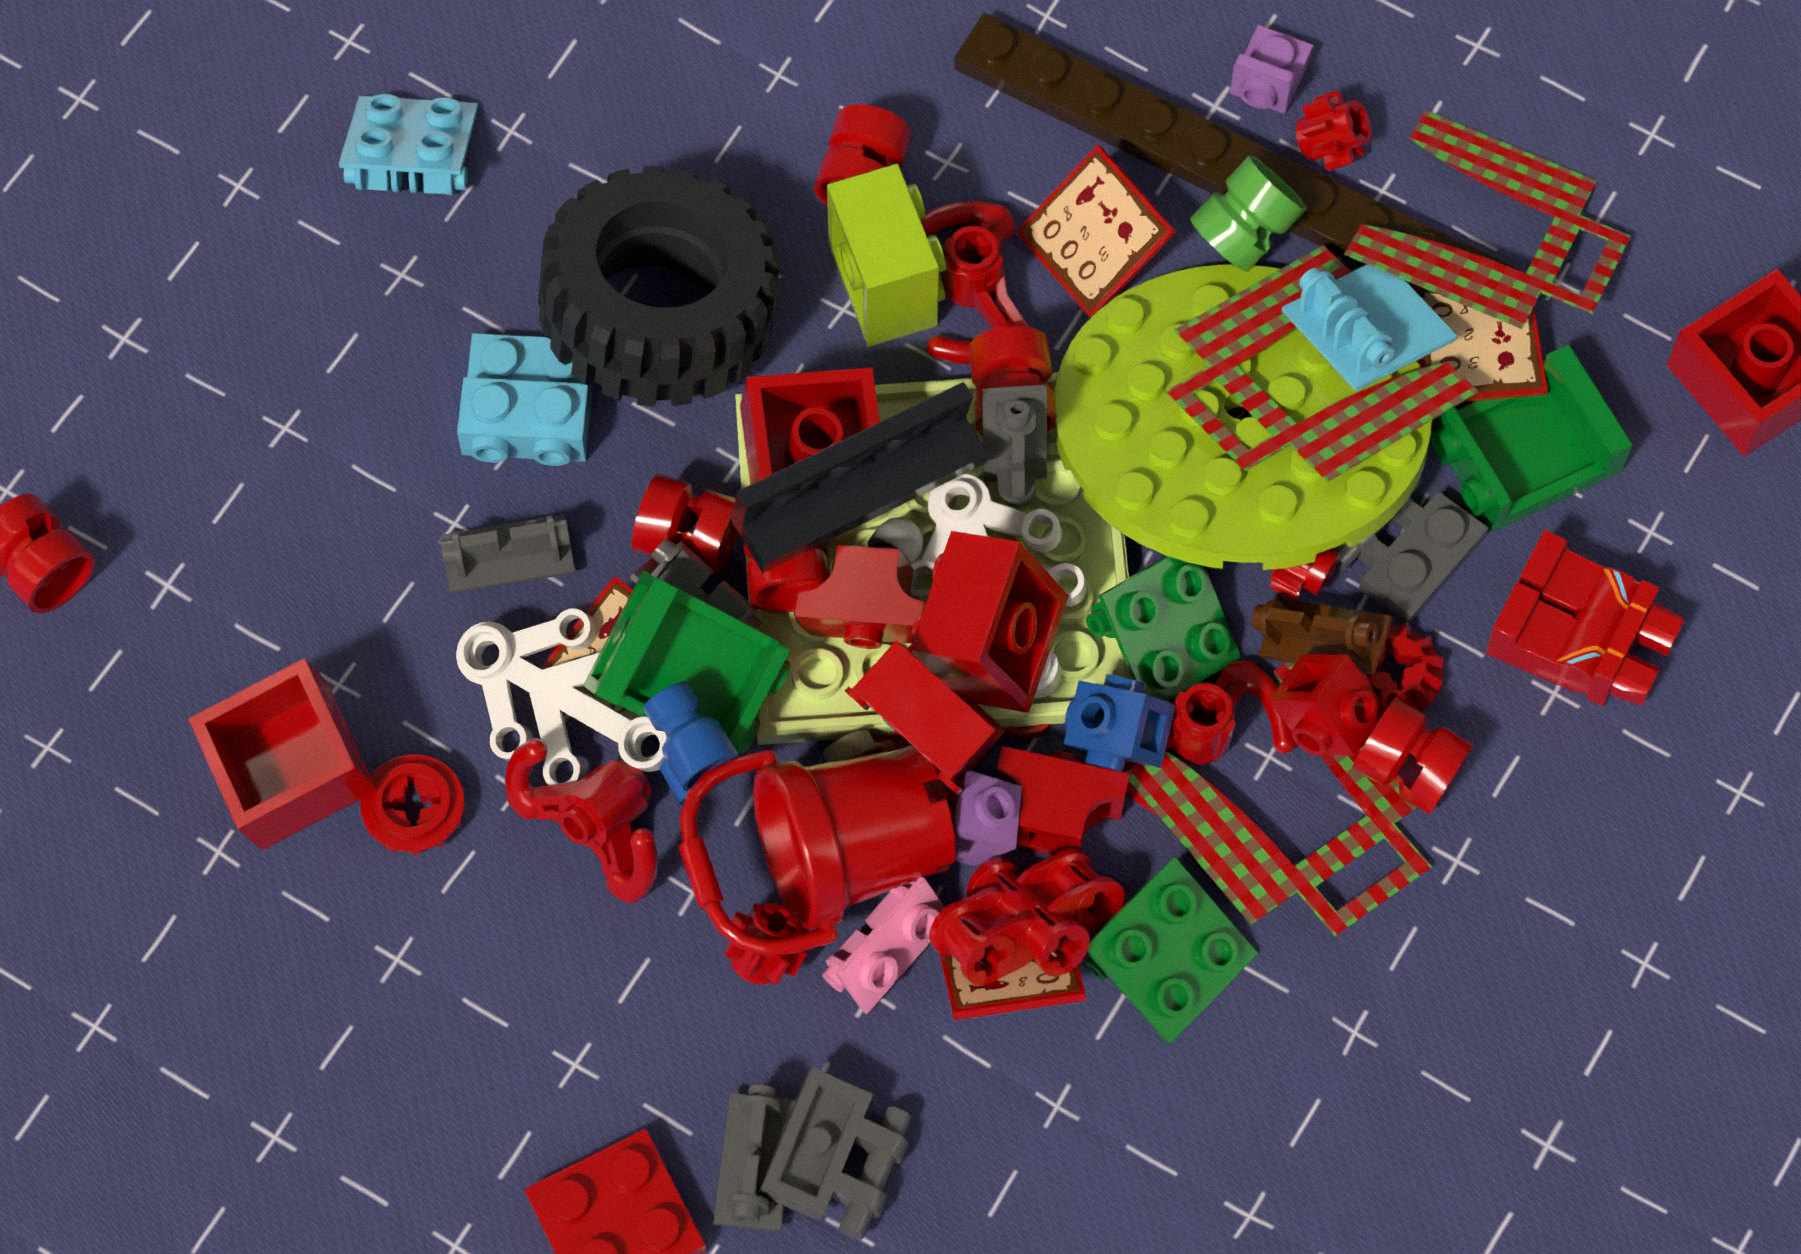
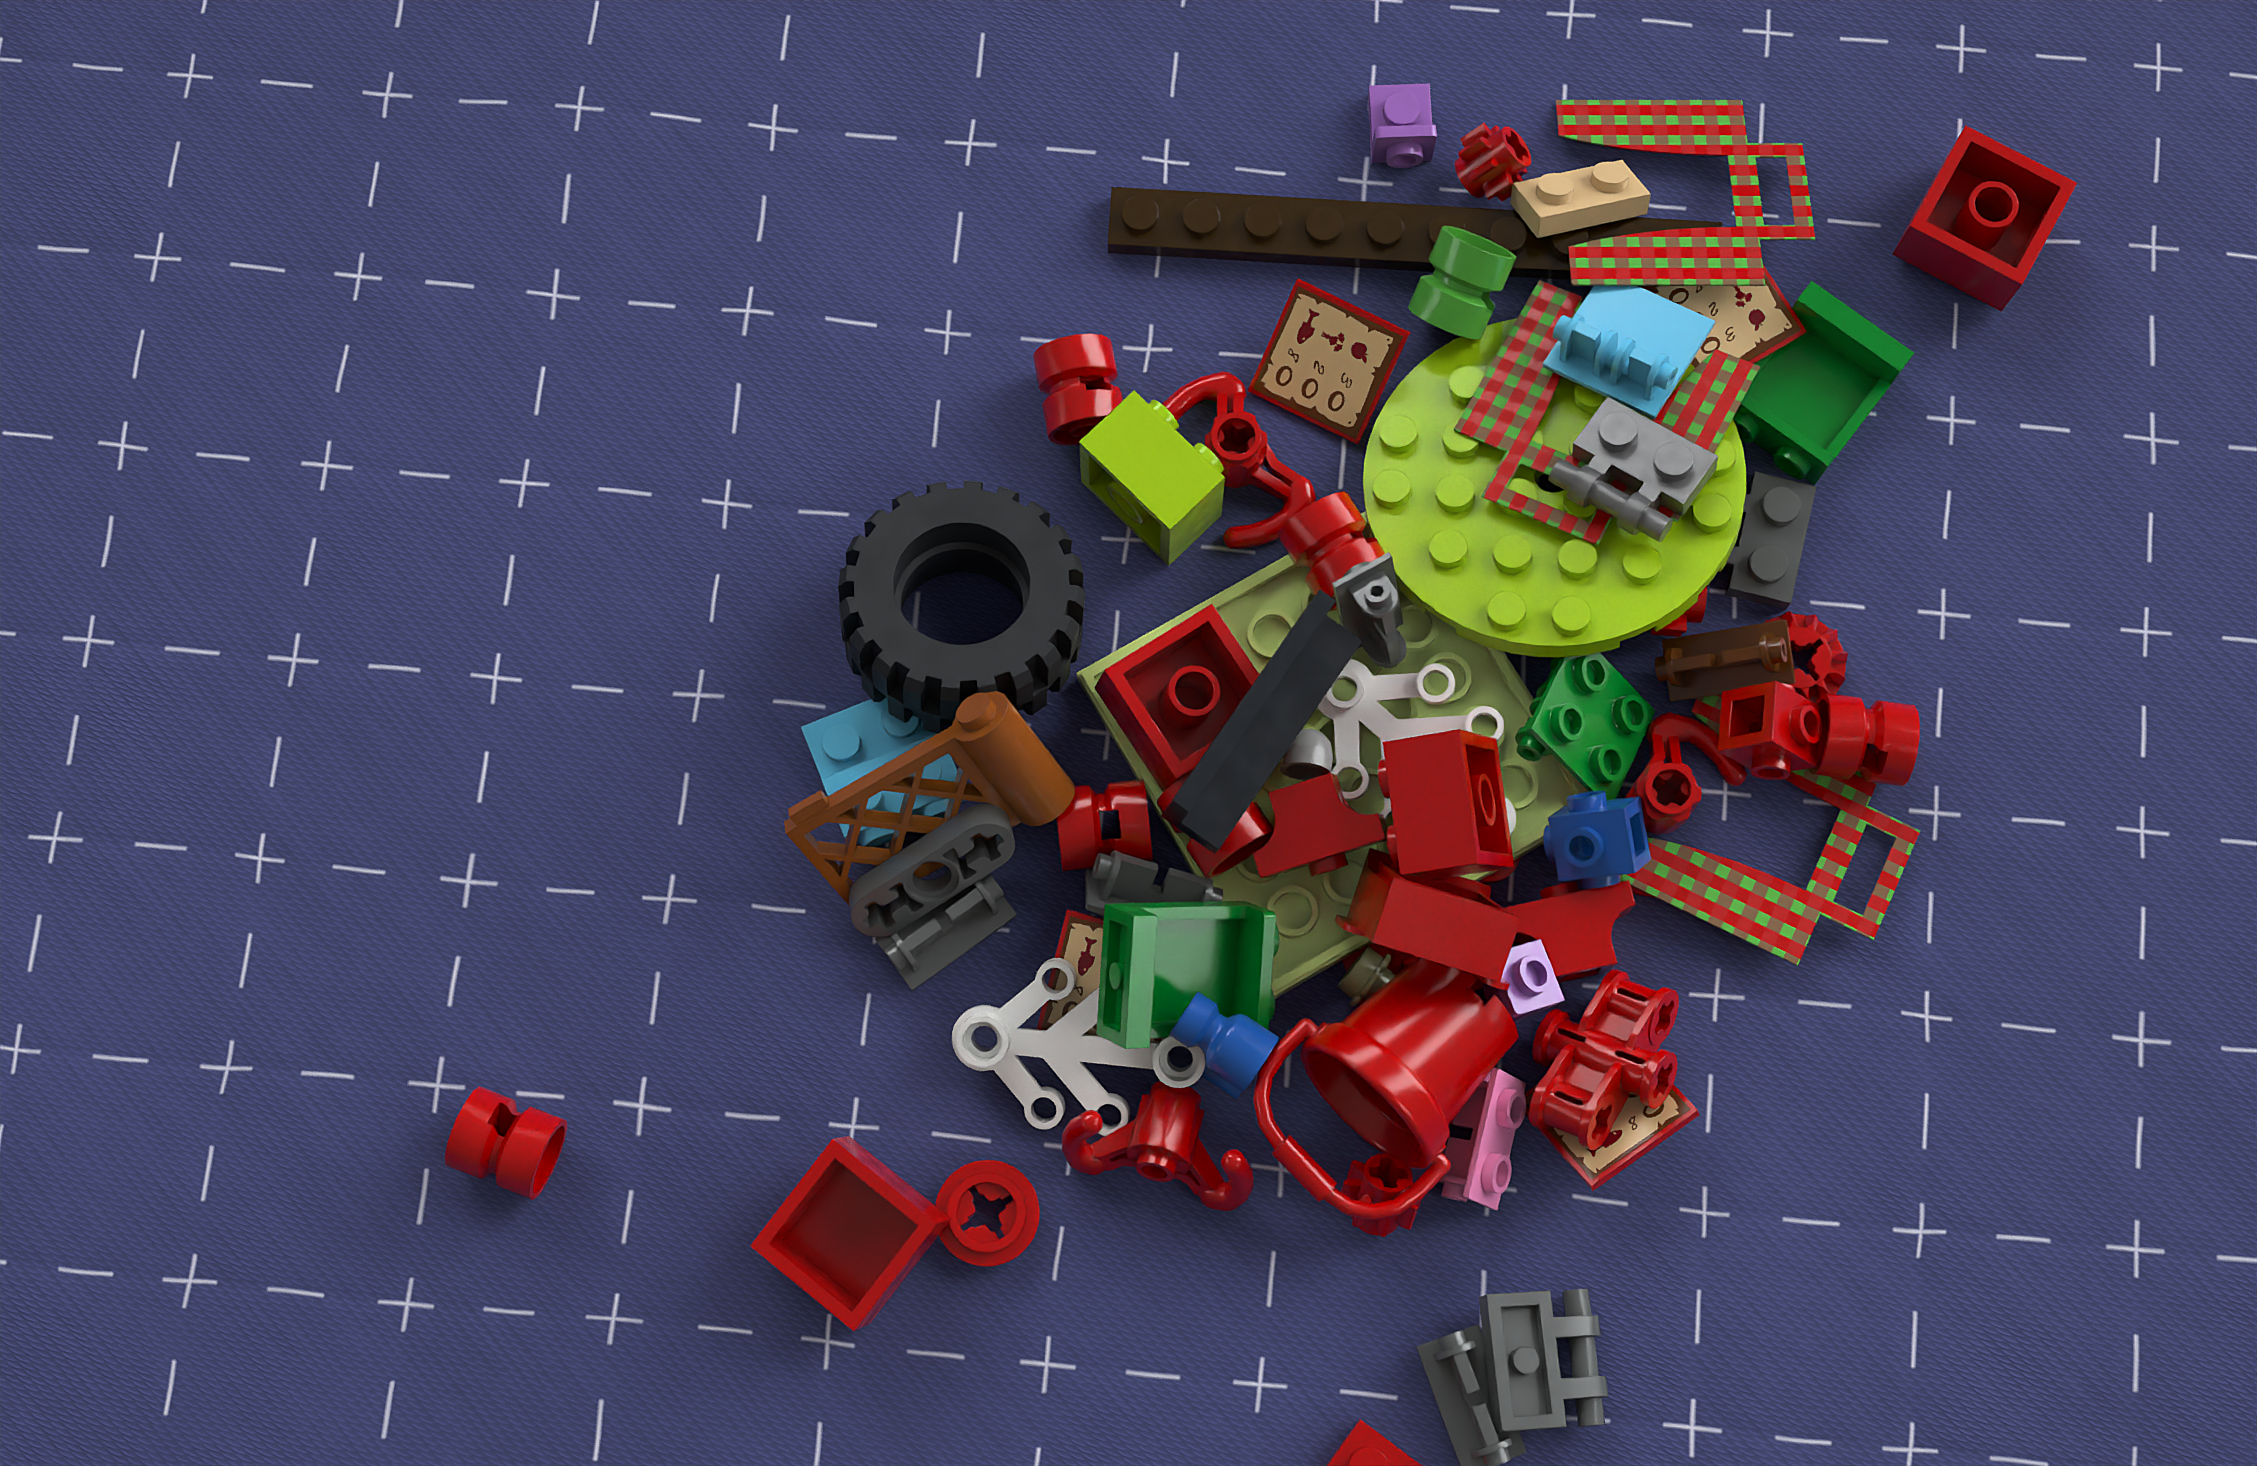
camera: 25 degrees left, 10 degrees up
(409, 138) = (639, 560): medium azure hinge -> none
(535, 472) = (940, 845): none -> dark grey beam
(617, 411) = (991, 749): none -> dark orange piece
(1169, 950) = (1737, 1023): green hinge -> none
(1323, 412) = (1641, 456): none -> flat silver plate
(1397, 192) = (1580, 198): none -> tan plate
(1581, 623) = (1945, 541): red hips -> none

